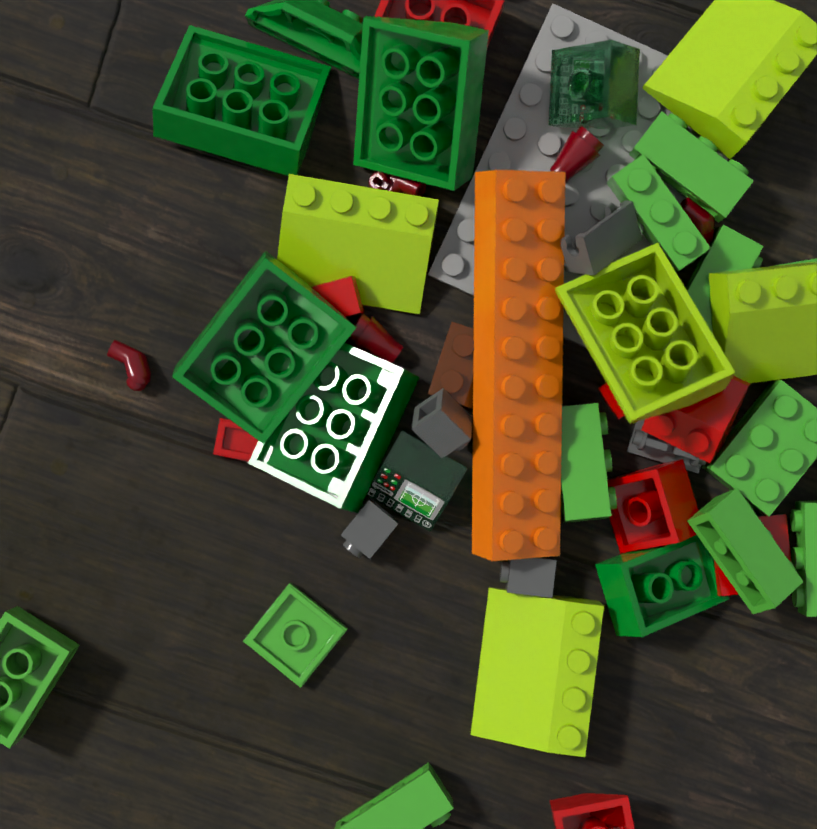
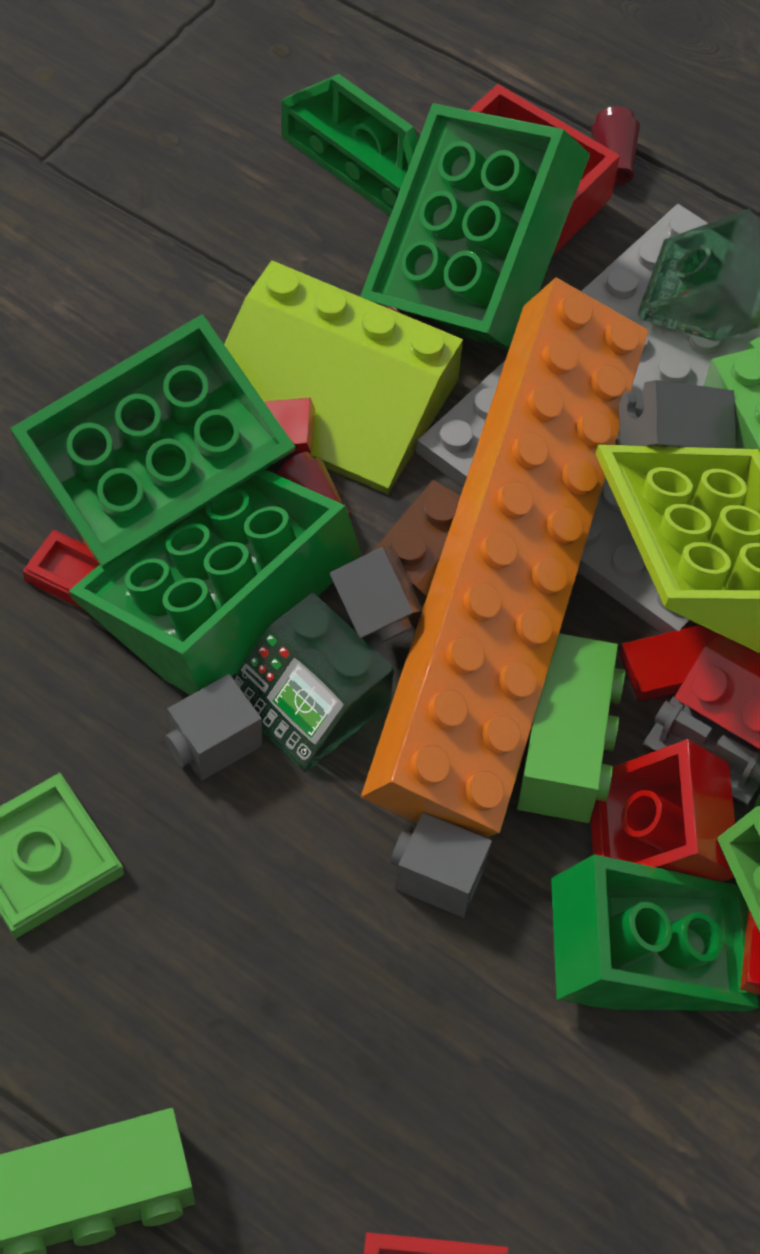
camera: 20 degrees right, 30 degrees down
(240, 101) = (234, 194): green slope -> none
(537, 671) = (409, 1020): lime slope -> none
(577, 153) = (672, 343): dark red cone -> none

